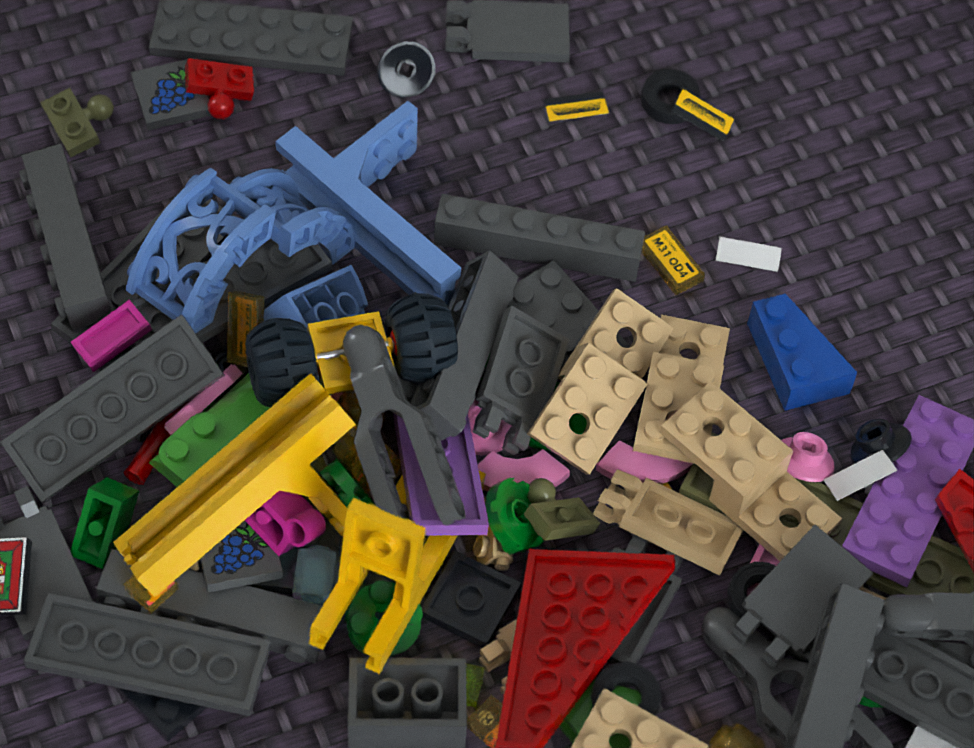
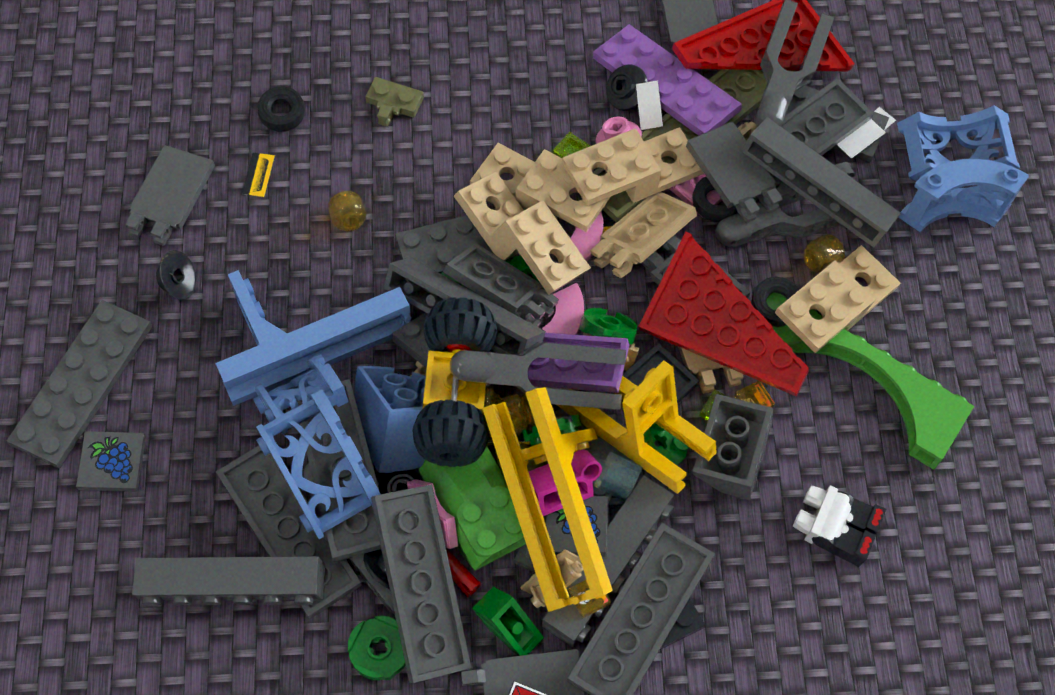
camera: 70 degrees left, 5 degrees up
(26, 391) = (362, 655): none -> green plate
(73, 122) = (104, 548): olive plate -> none
(111, 335) = (355, 563): dark pink tile -> none
(221, 82) = (121, 416): red plate -> none
(244, 314) = (389, 459): clear yellow tile -> none
(538, 237) = (373, 236): dark grey brick -> none
(557, 518) = (616, 297): olive plate -> none
(561, 198) = (347, 211): none -> clear yellow head
(671, 260) = (424, 159): tile -> none
(703, 115) = (309, 93): sticker -> none
(738, 202) = (393, 99): none -> olive hinge
(748, 254) = (436, 111): white sticker -> none
(761, 407) = (569, 145): none -> clear neon green plate
(797, 354) = (535, 109): blue wedge -> none

